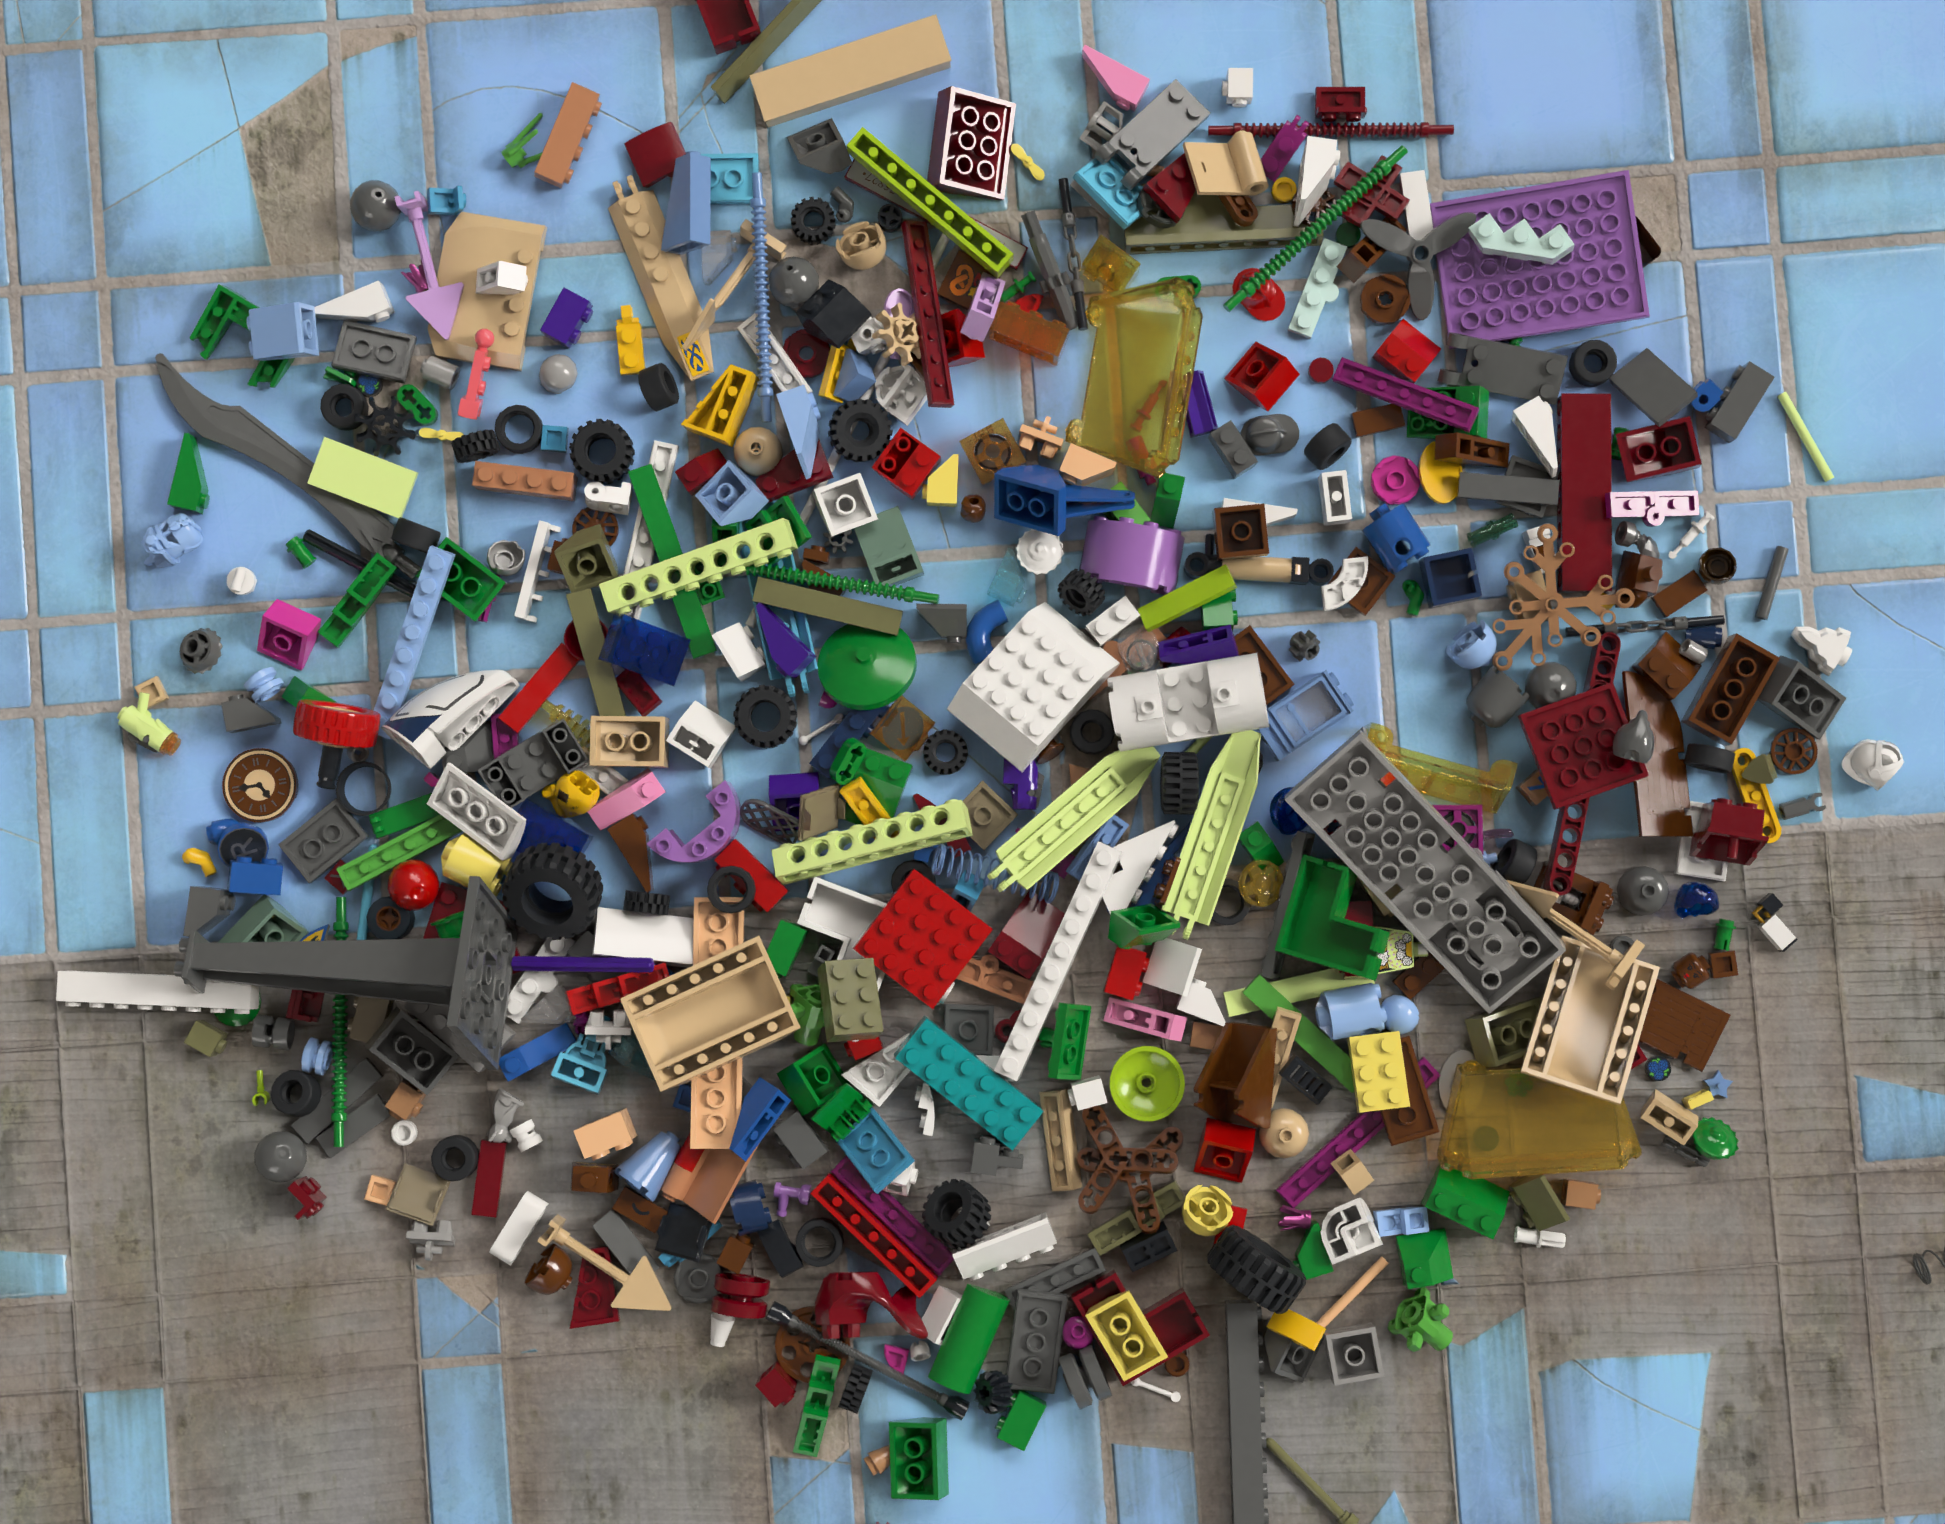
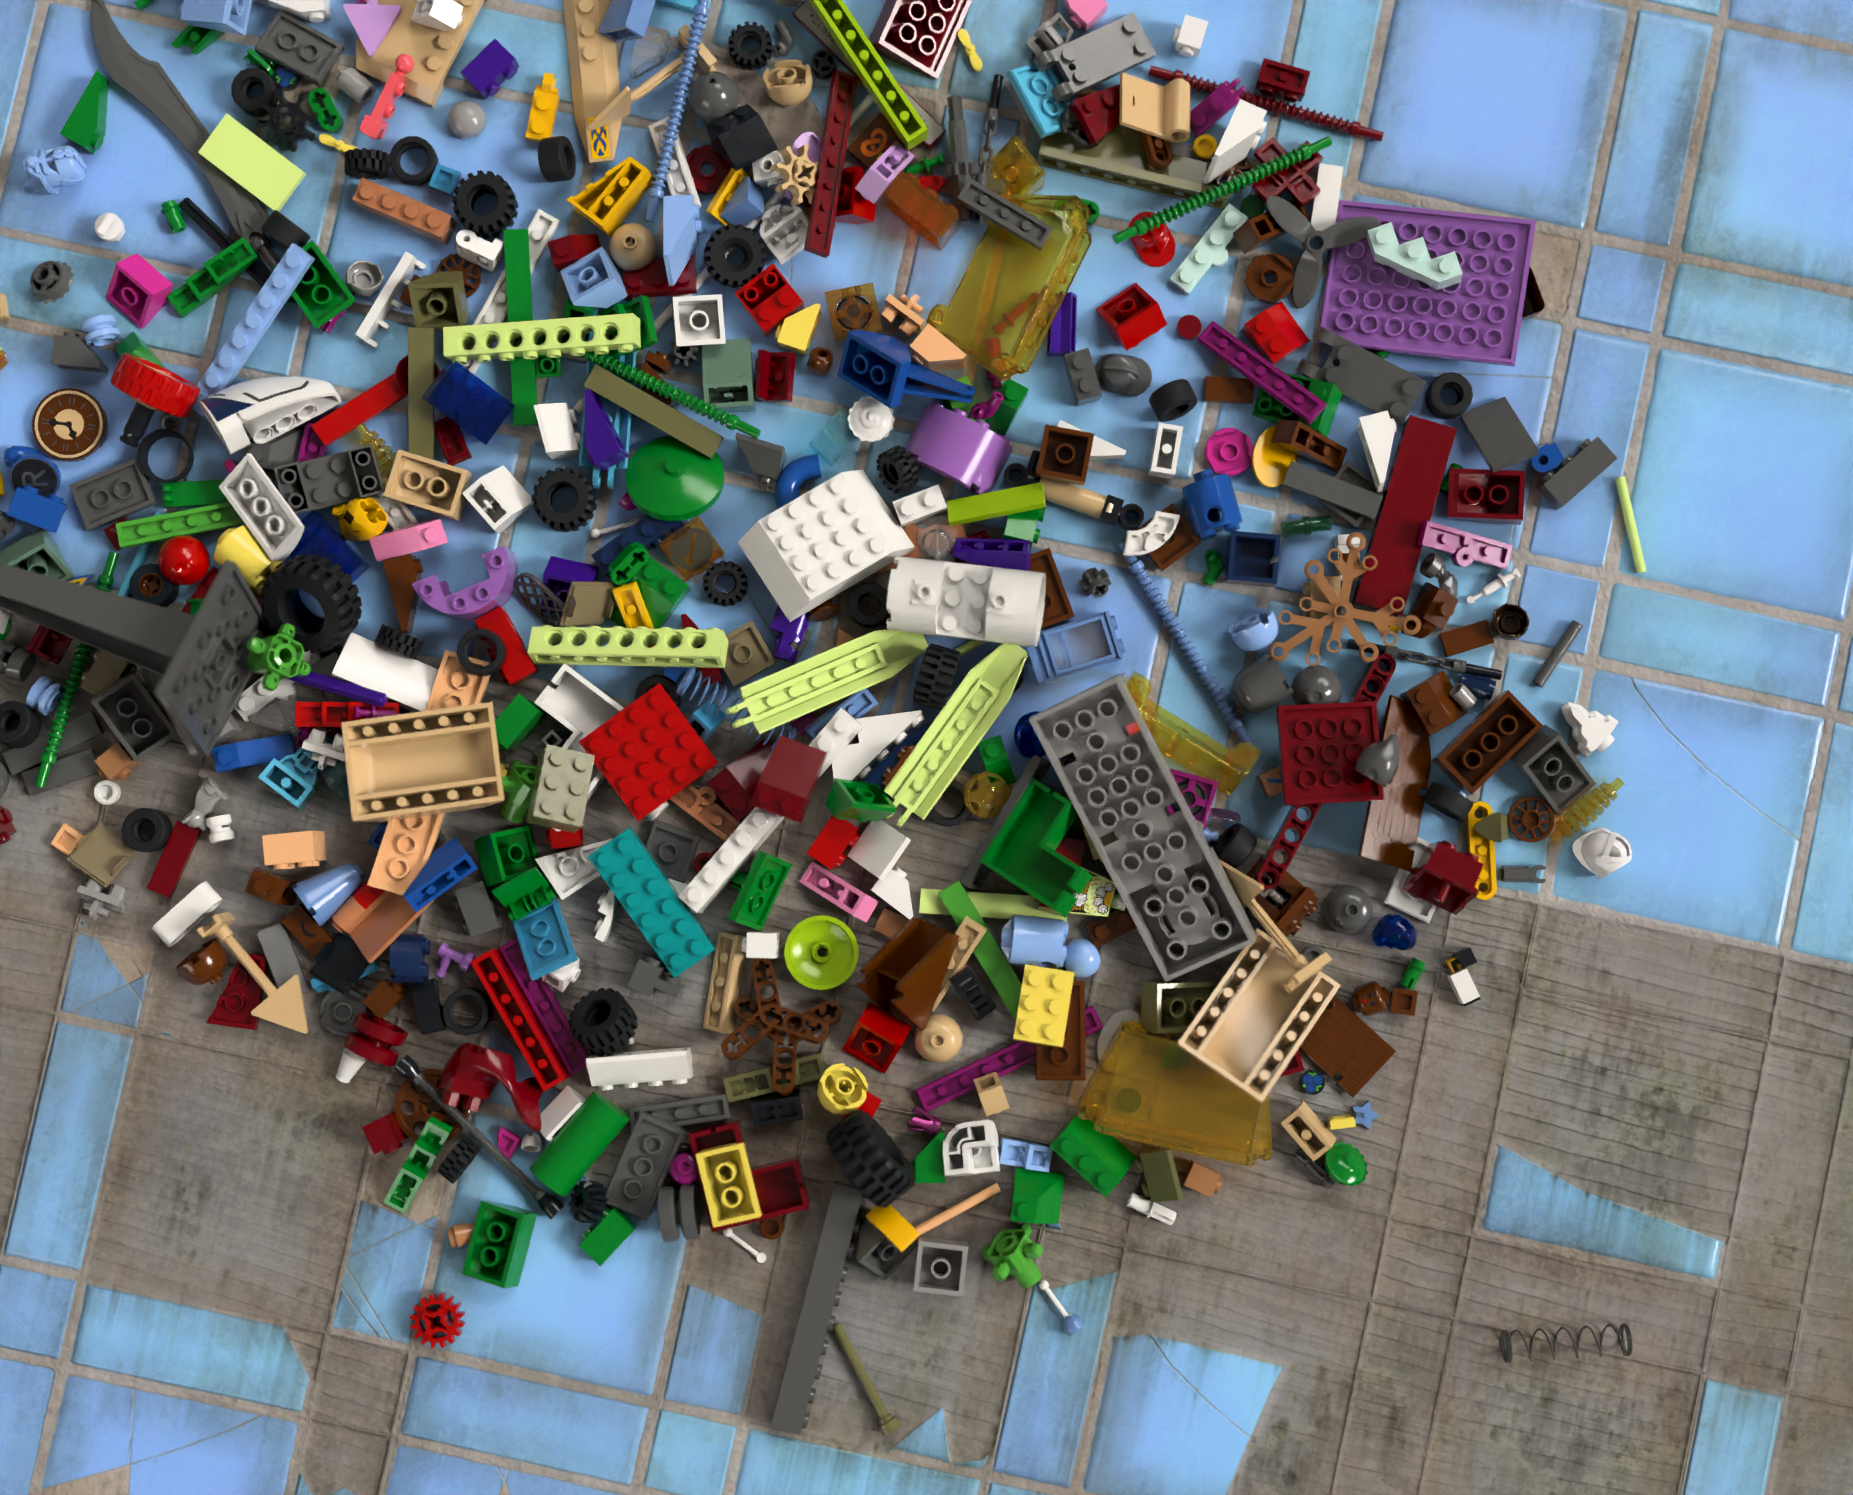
camera: 10 degrees right, 0 degrees up
(537, 954) = (277, 657): none -> bright green piece
(646, 980) = (372, 712): none -> magenta piece
(933, 536) = (774, 376): none -> dark red bracket
(1069, 925) = (789, 779): none -> dark red slope
(1111, 313) = (1004, 214): none -> dark grey plate
(1150, 508) = (987, 408): none -> magenta arm
(1481, 742) = (1236, 724): none -> medium blue hose
(1495, 1370) = (1071, 1322): none -> hinge
(1845, 726) = (1586, 810): none -> clear yellow piece

